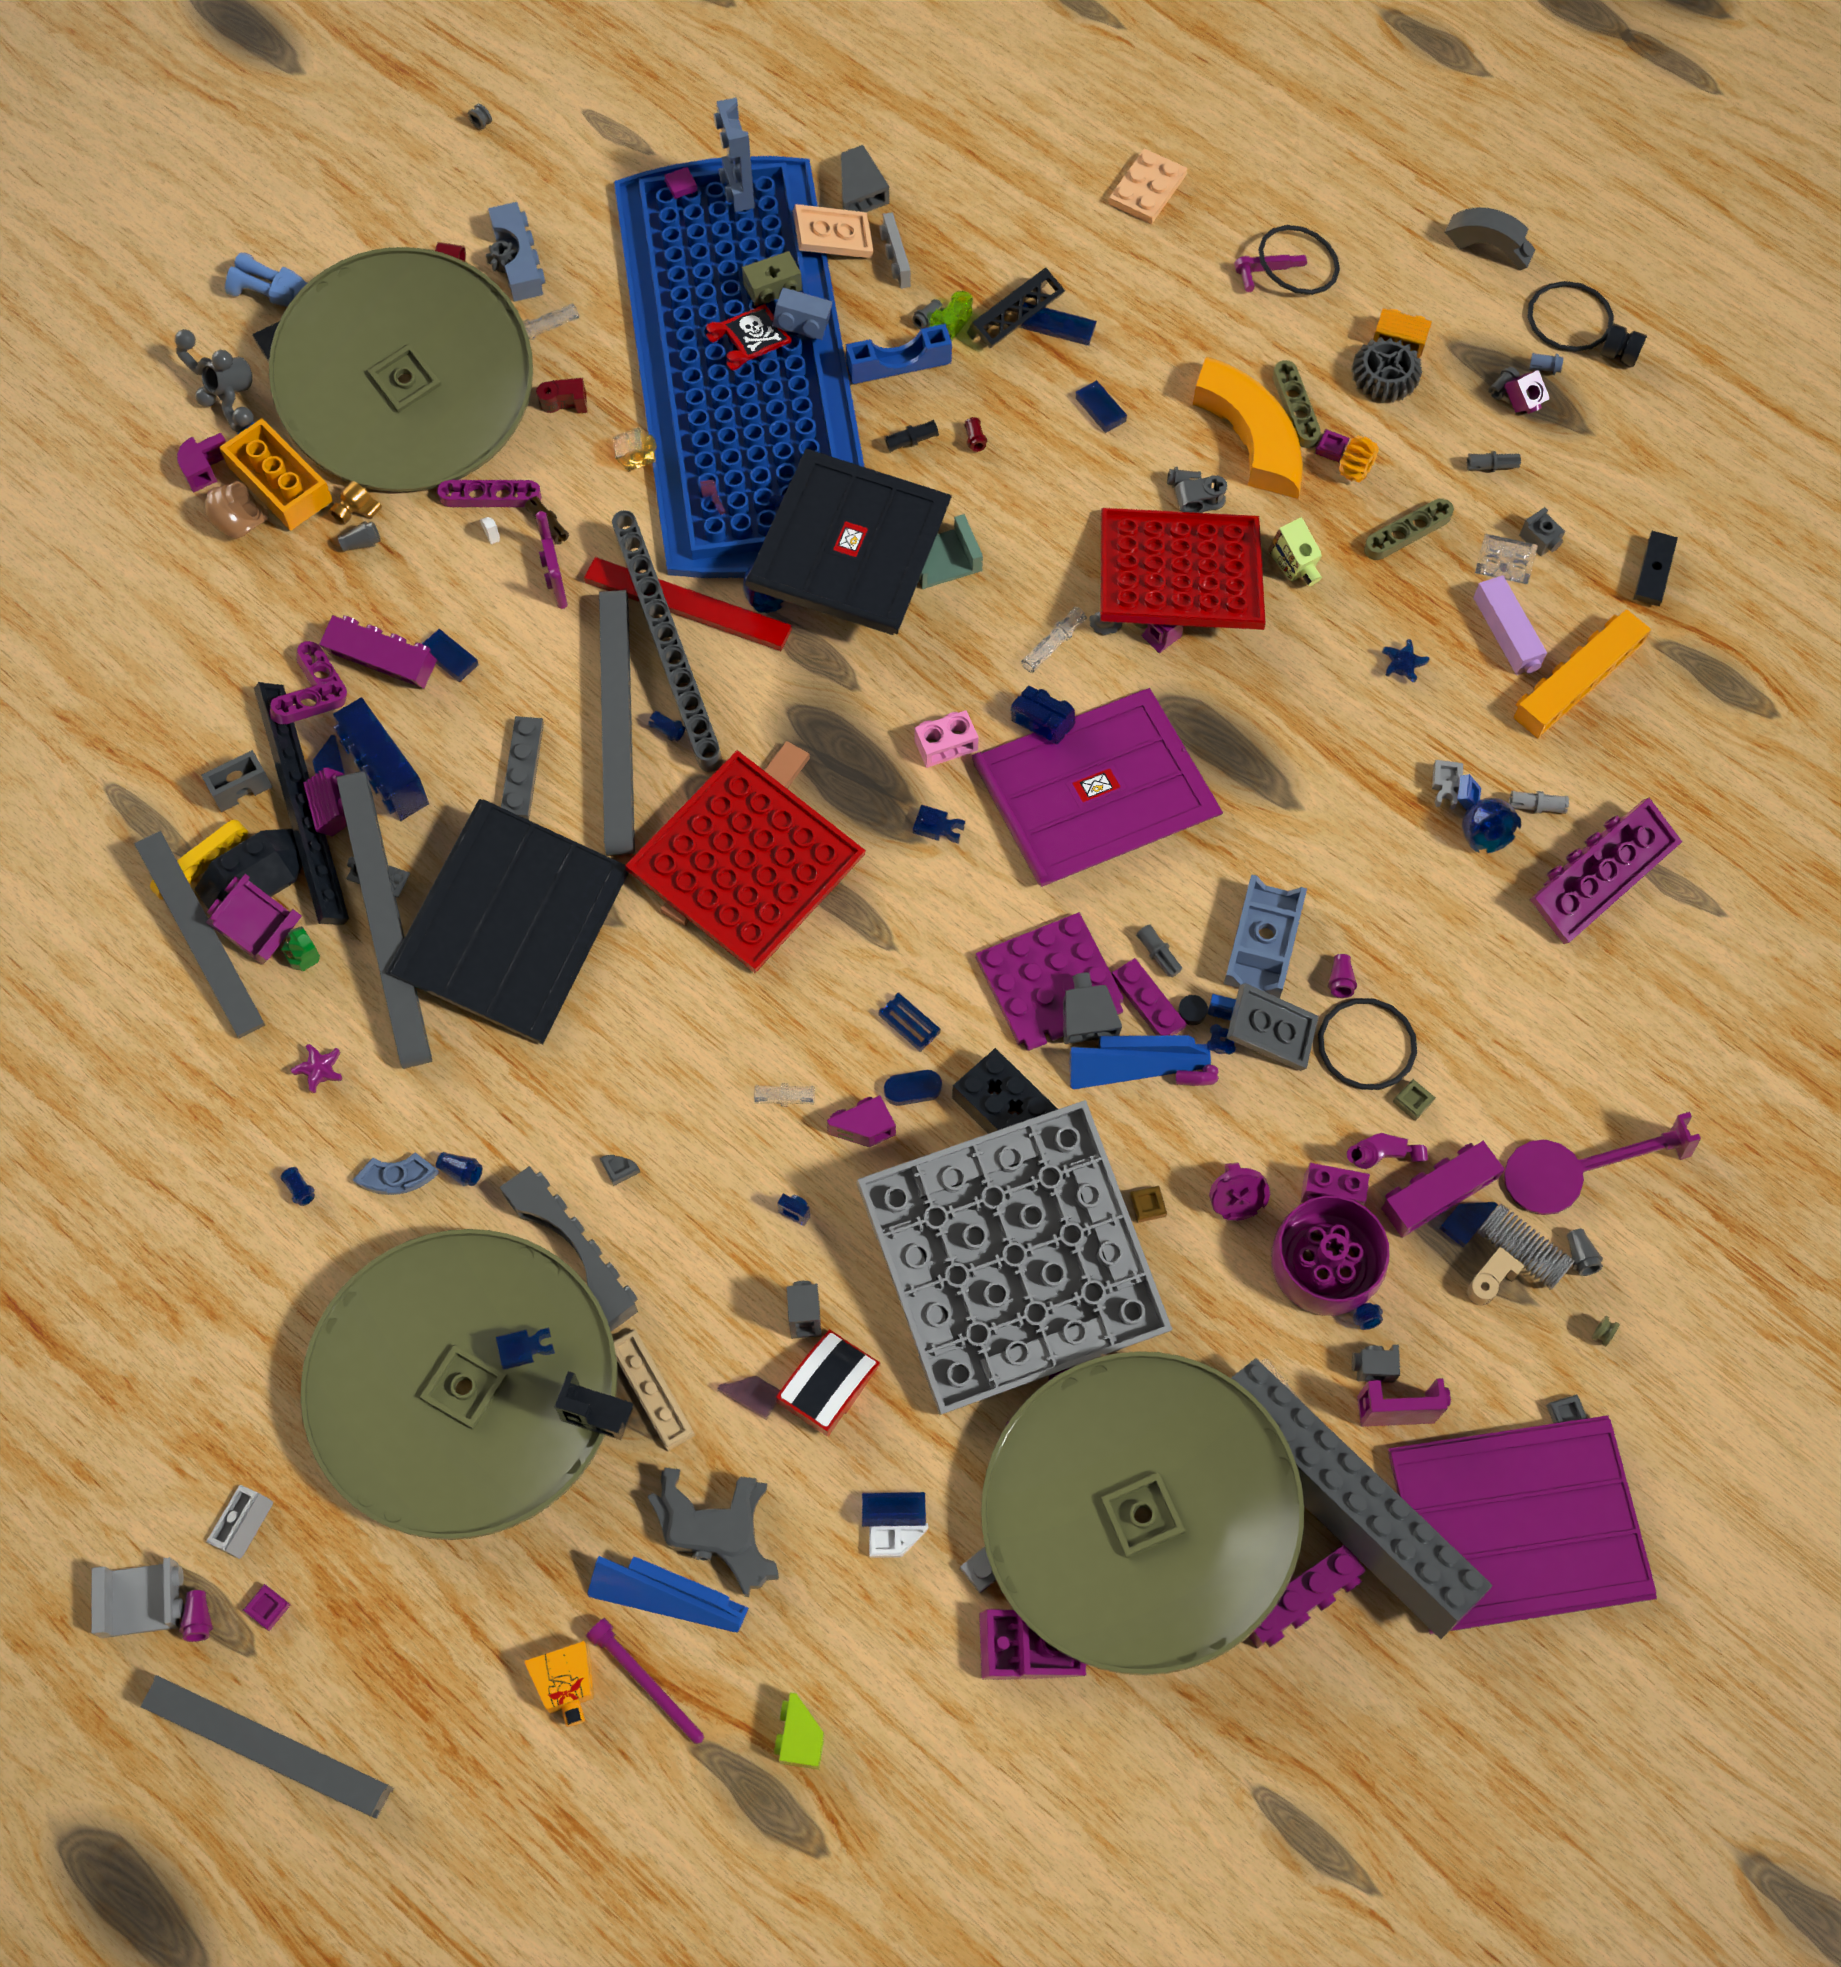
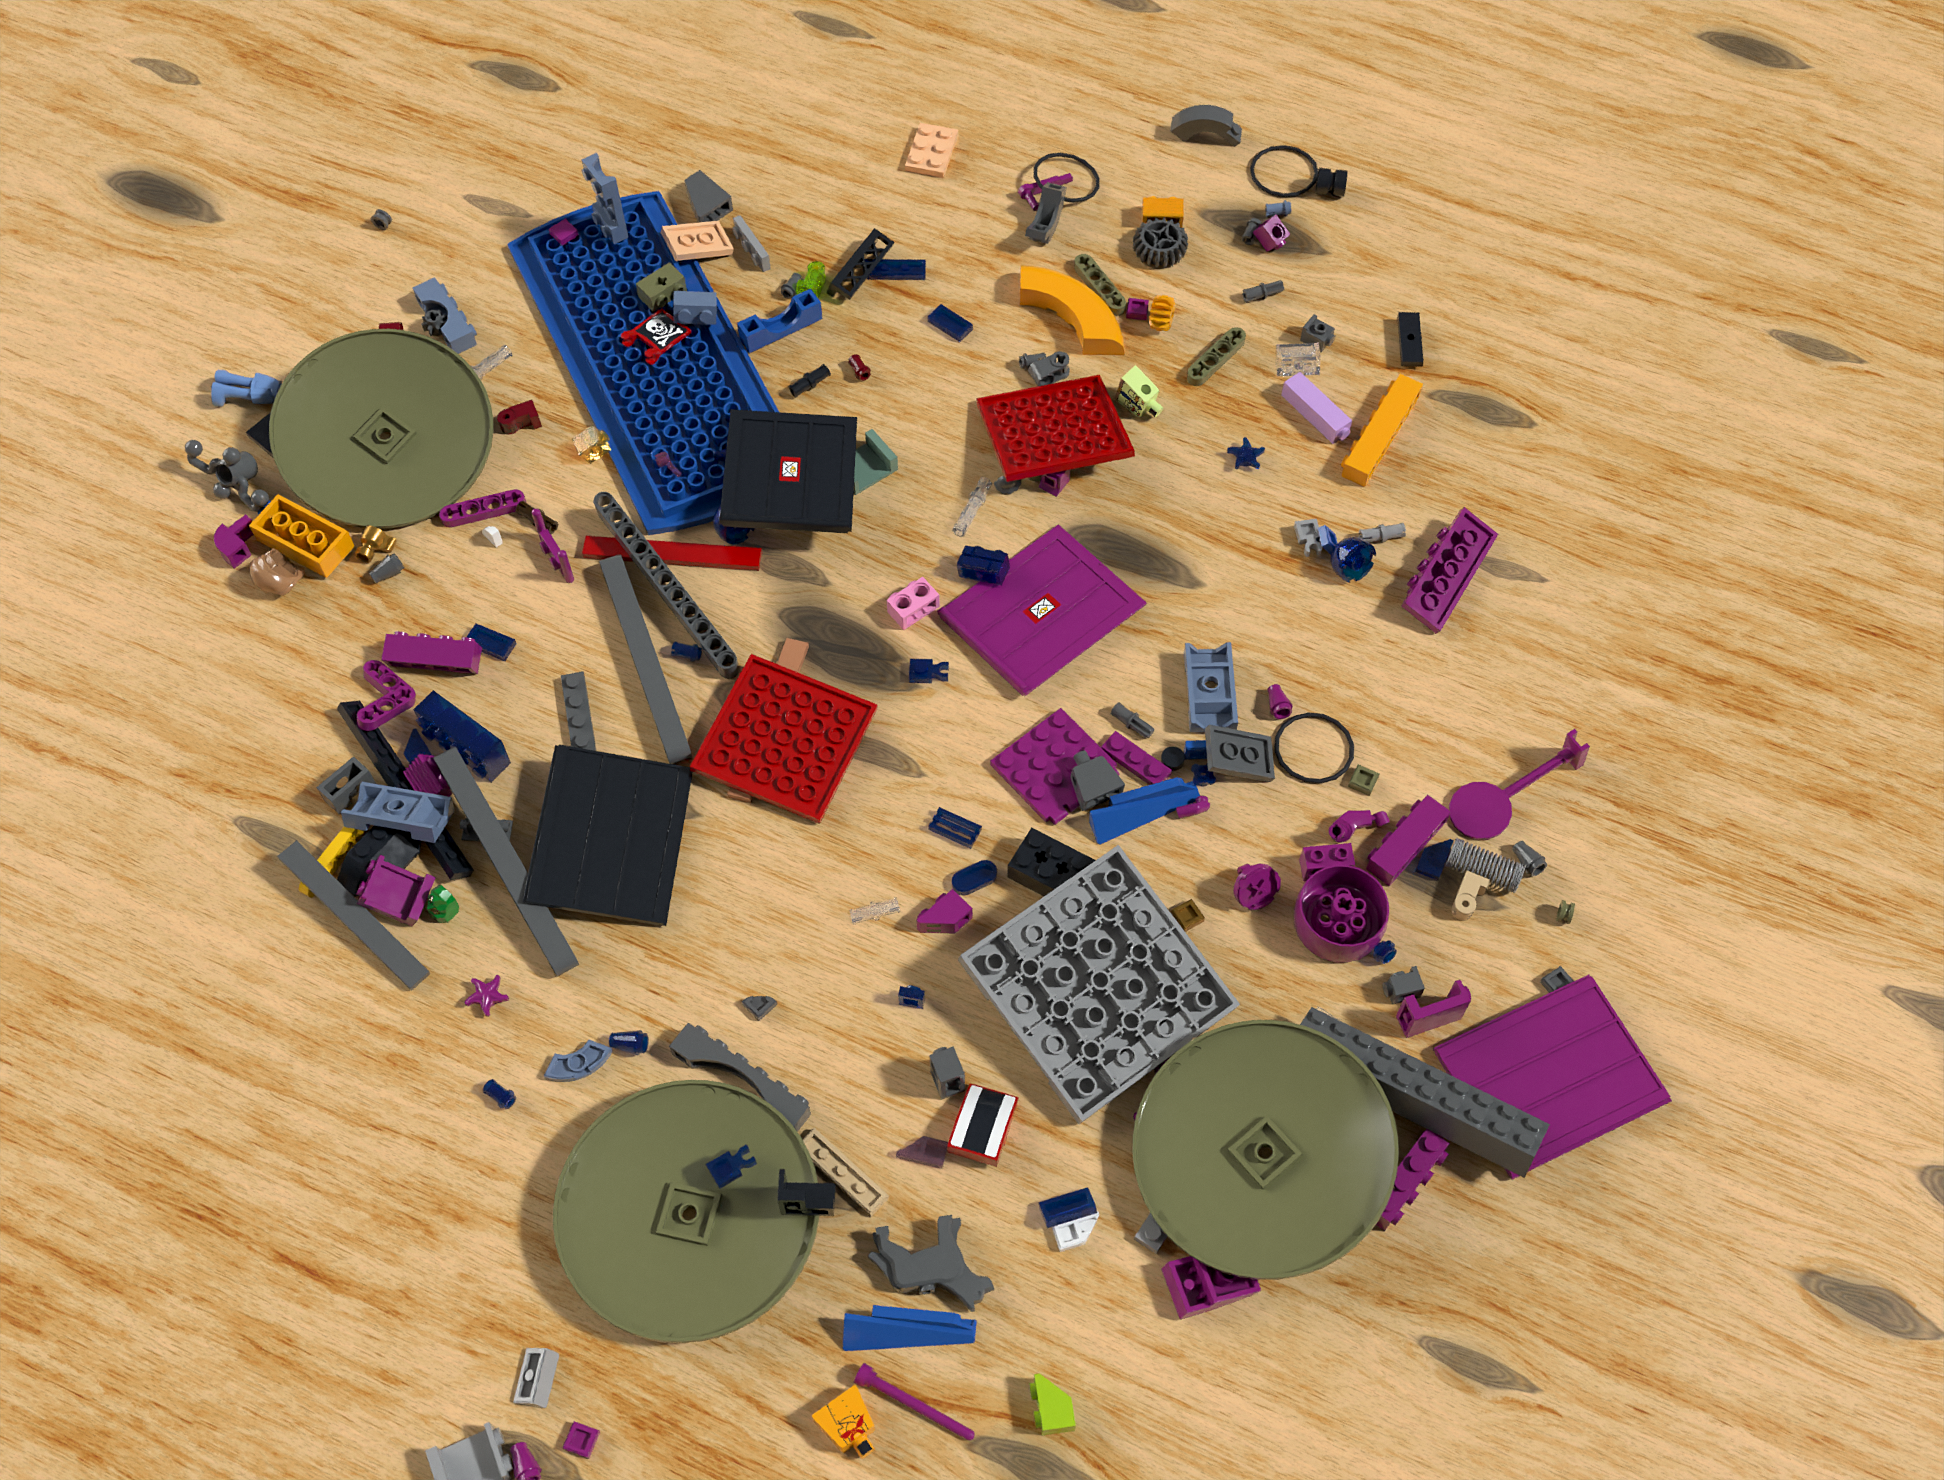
camera: 15 degrees left, 5 degrees down
(305, 840) = (420, 813): none -> sand blue piece
(1260, 301) = (1048, 213): none -> dark grey arch

